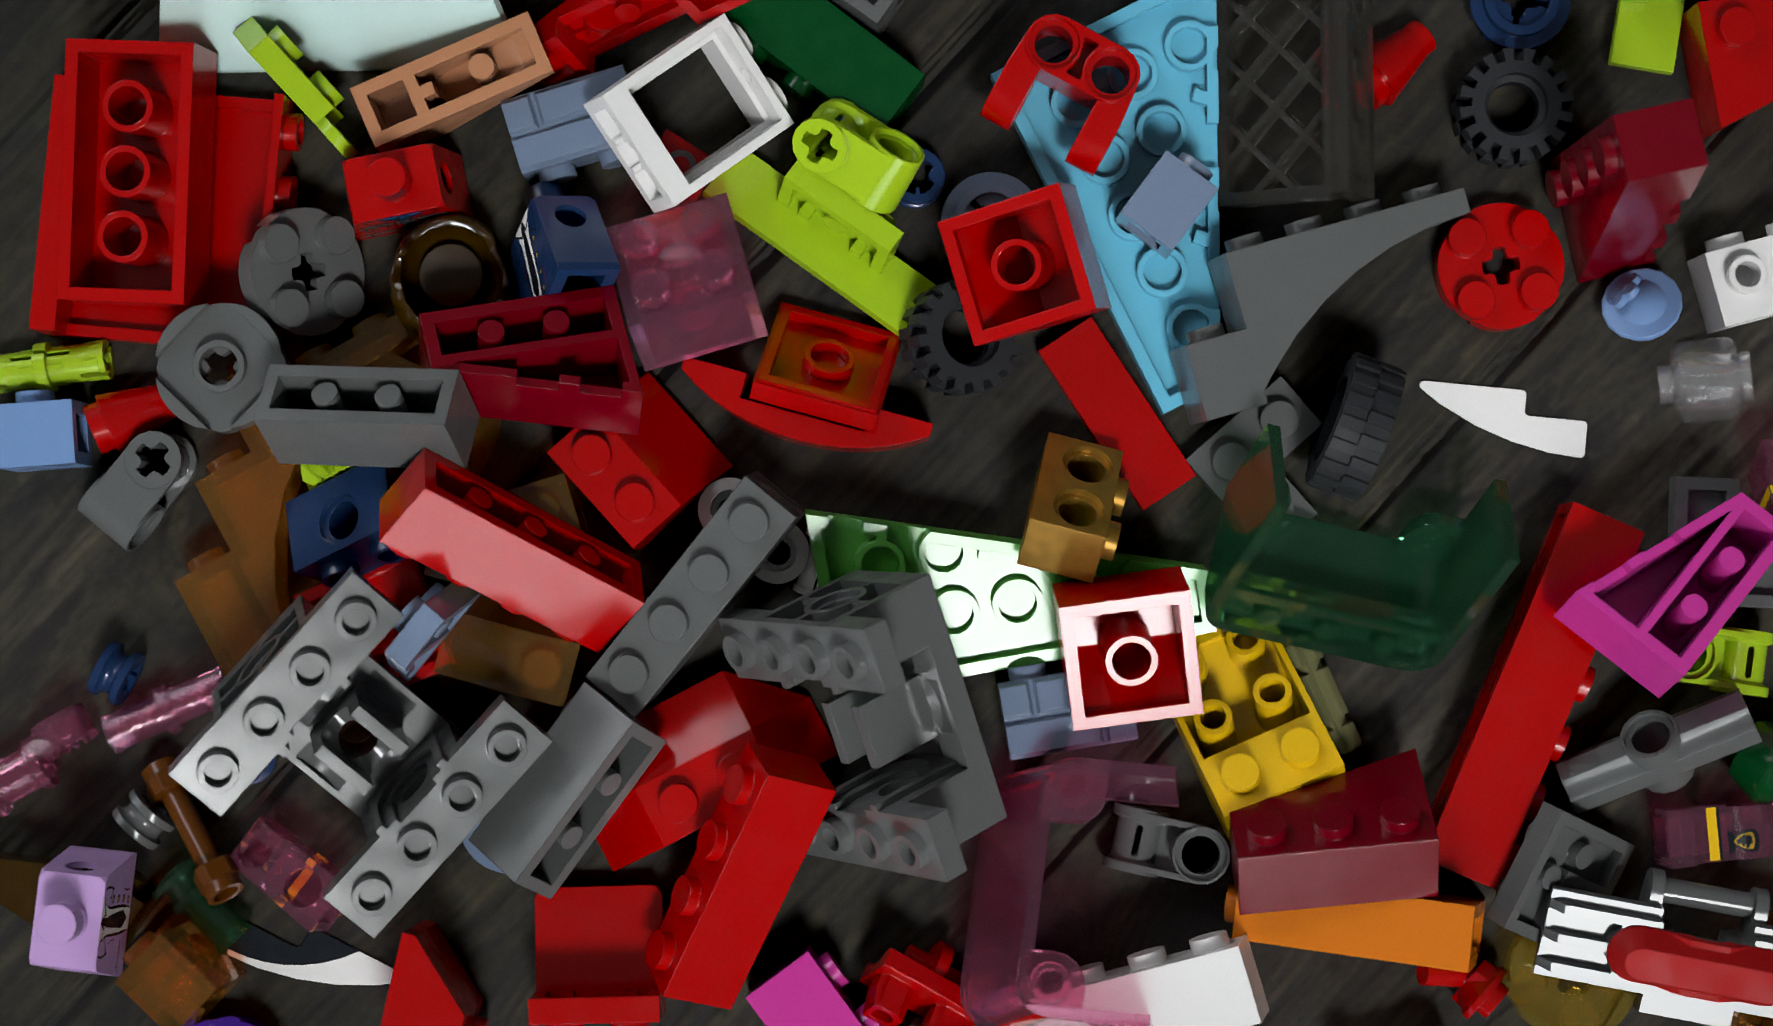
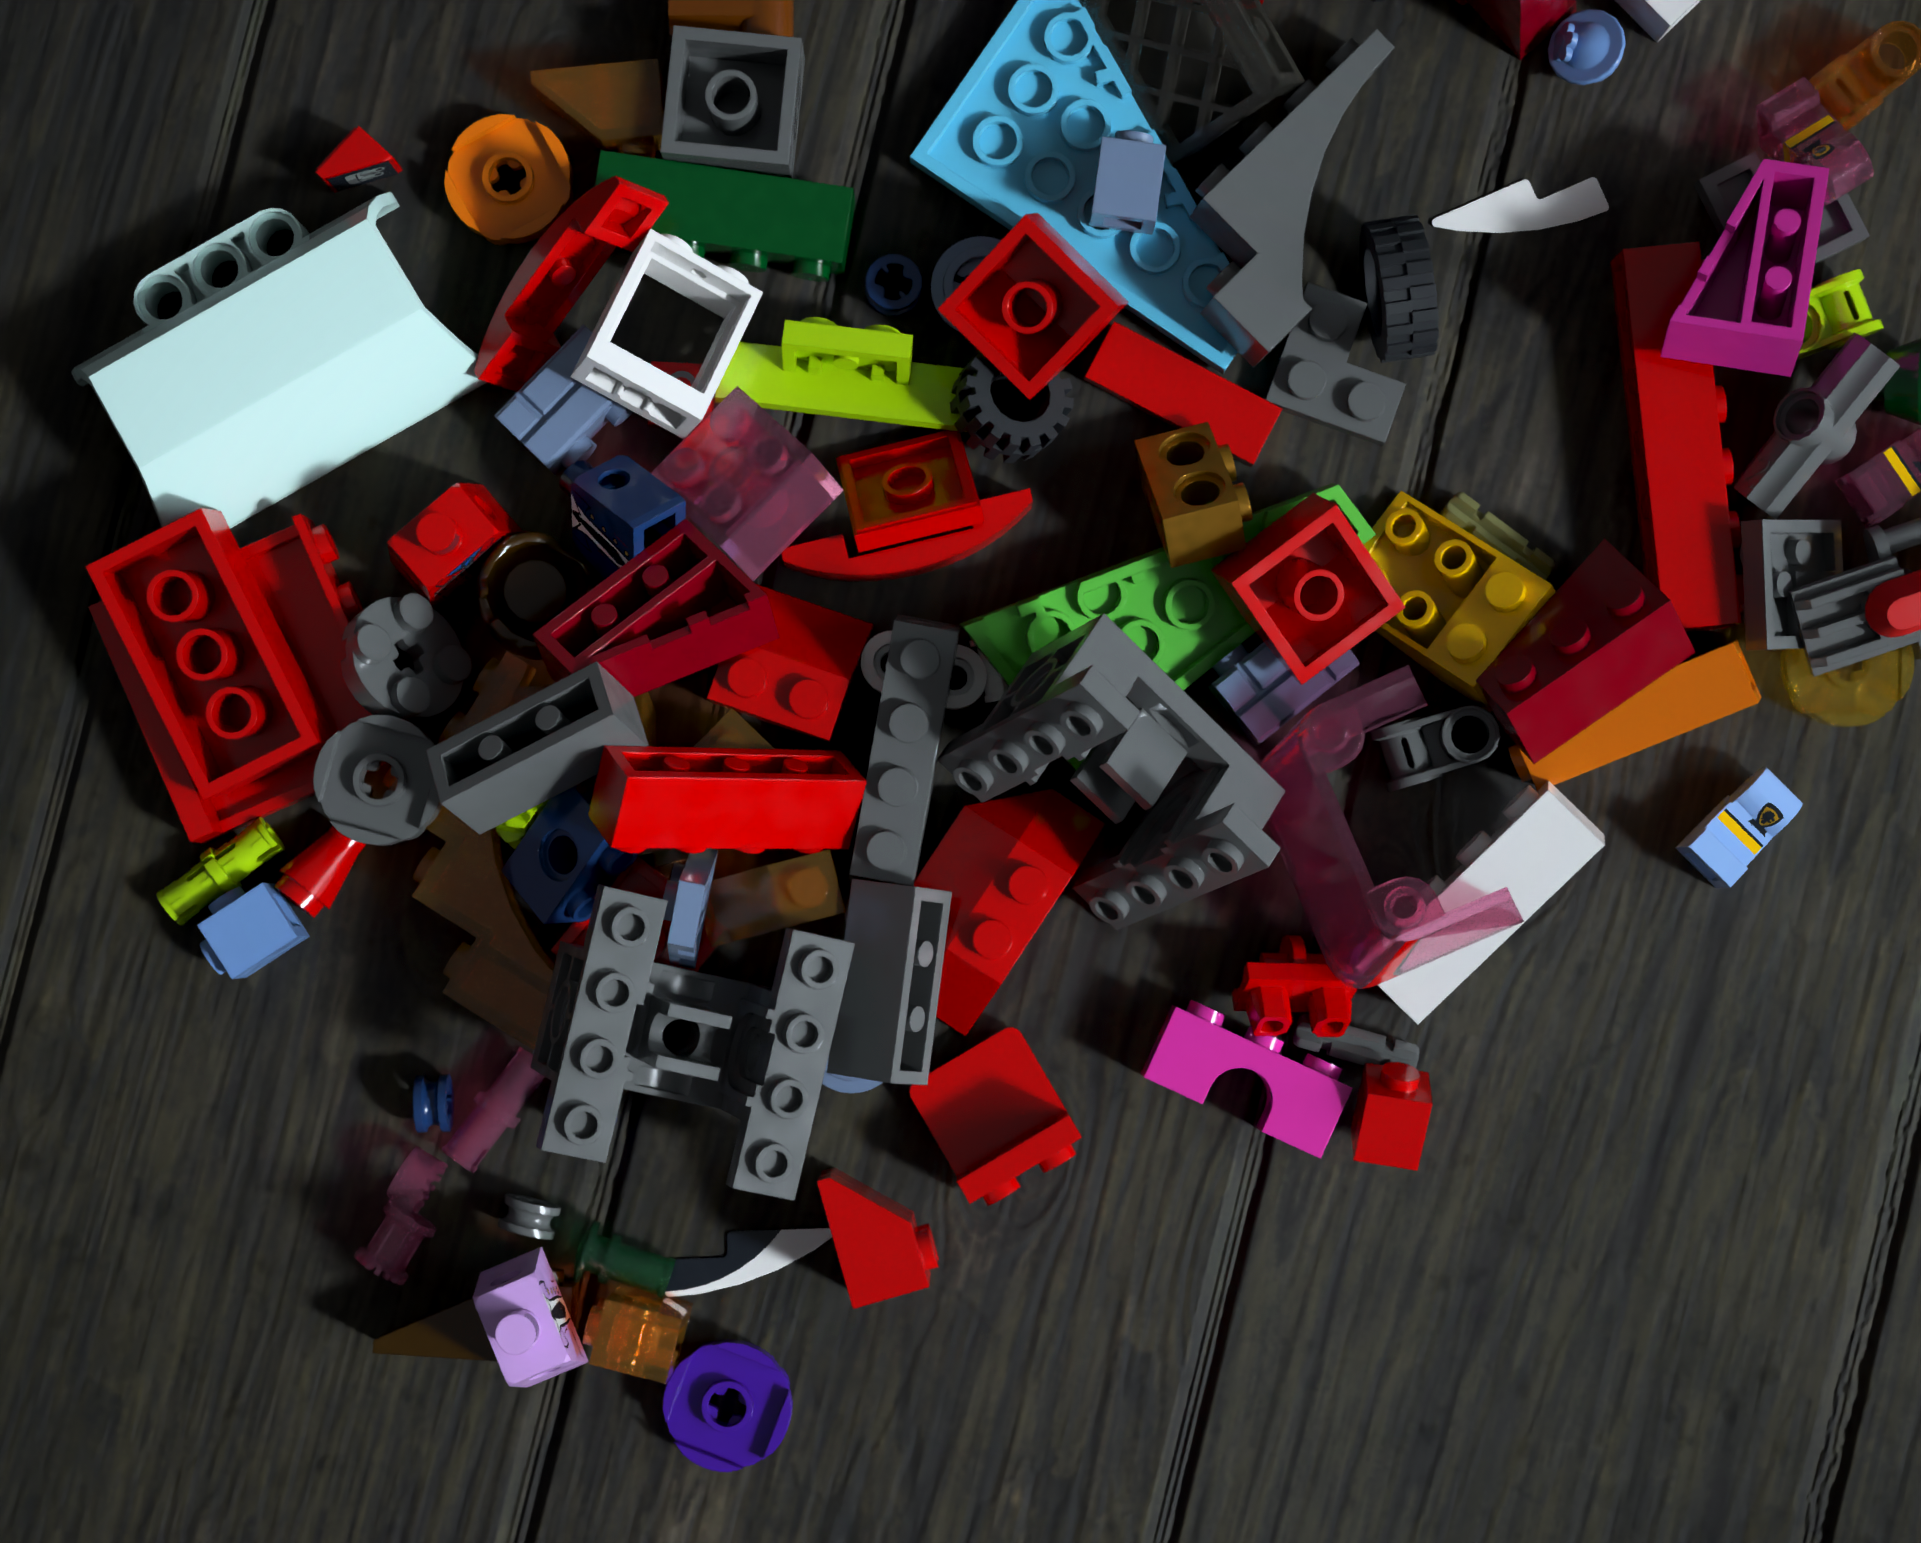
camera: 30 degrees left, 0 degrees up
(133, 495) = (360, 941): dark grey piece -> none
(215, 873) = (620, 1227): reddish brown bar -> none
(288, 873) = (684, 1193): clear pink leg -> none
(313, 95) = (325, 501): lime hinge -> none
(452, 84) = (445, 422): nougat slope -> none
(738, 875) = (1080, 973): red brick -> none
(861, 157) = (841, 285): lime piece -> none
(1070, 78) = (985, 122): red piece -> none
(1347, 588) = (1470, 433): clear green windscreen -> none
(1477, 990) = (1773, 718): red plate -> none
(1529, 288) = (1447, 46): red plate -> none
(1706, 380) = (1679, 81): clear head -> none

